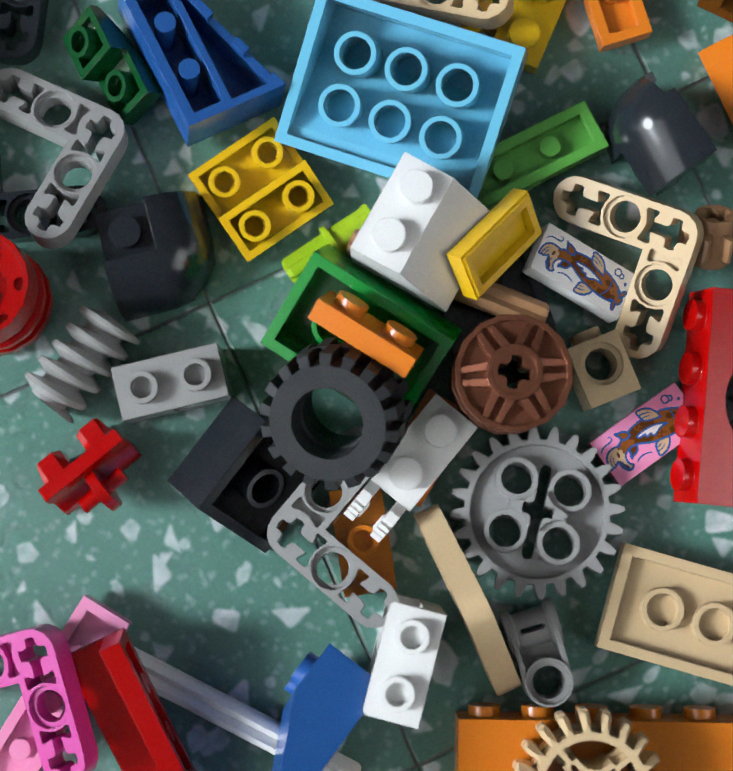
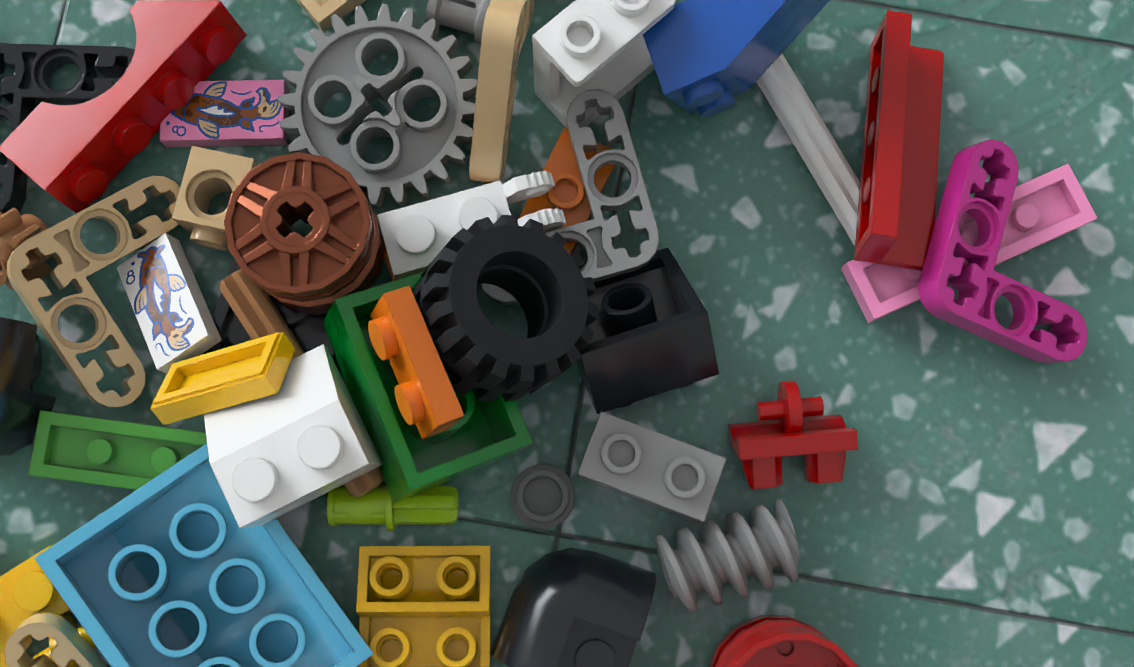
camera: 150 degrees left, 5 degrees down
(235, 319) = (542, 496): none -> dark grey plate

